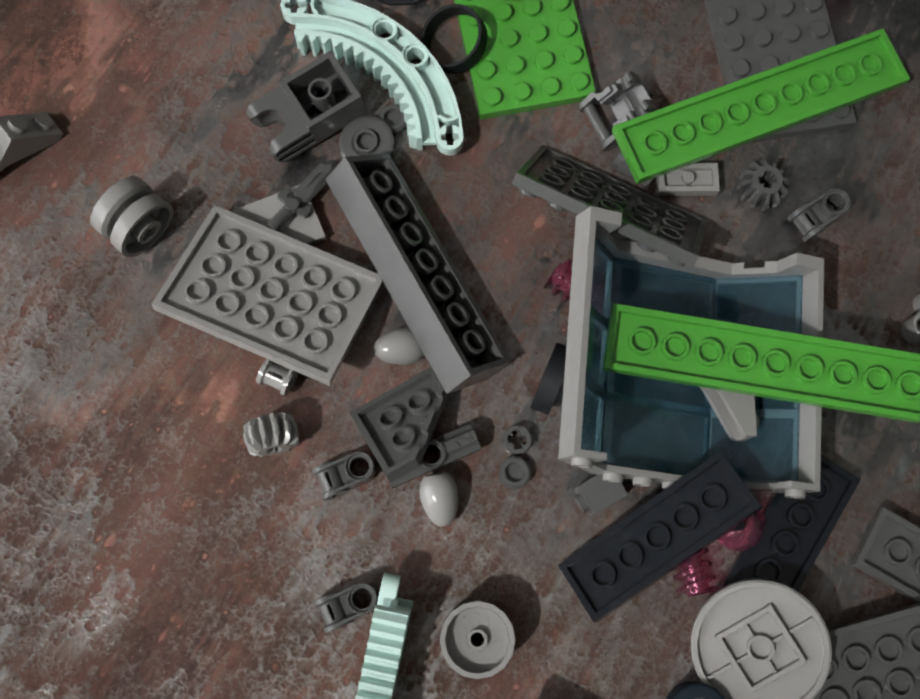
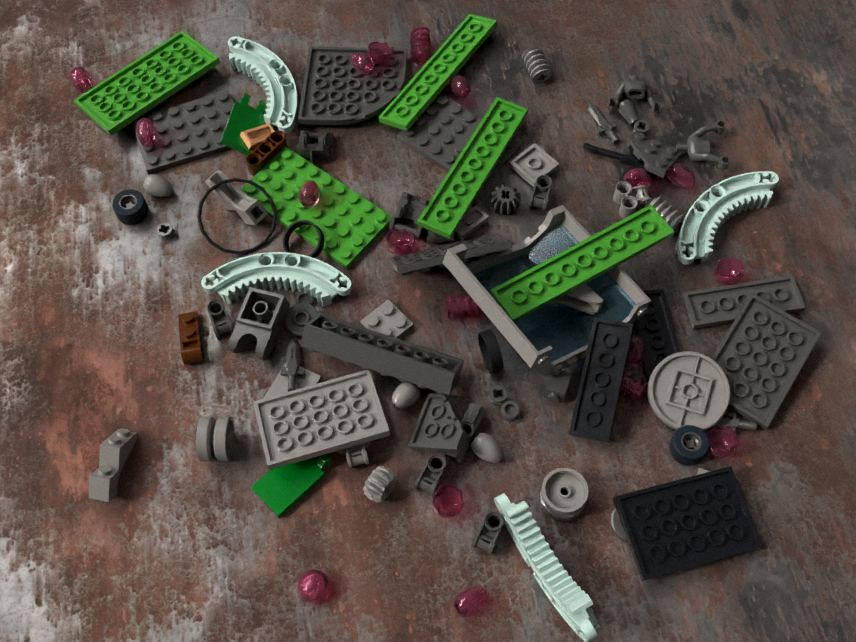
camera: 35 degrees left, 15 degrees down
(98, 492) = (314, 587): none -> clear pink hair
(169, 345) = (289, 483): none -> green tile
(215, 61) = (190, 338): none -> reddish brown plate
(252, 669) = (470, 601): none -> clear pink animal
(267, 68) = (220, 321): none -> dark grey piece
(332, 524) = (447, 501): none -> clear pink hair
(465, 231) = (387, 320): none -> light grey plate
(574, 136) = (400, 242): none -> clear pink hair
(848, 164) = (533, 163): none -> light grey plate

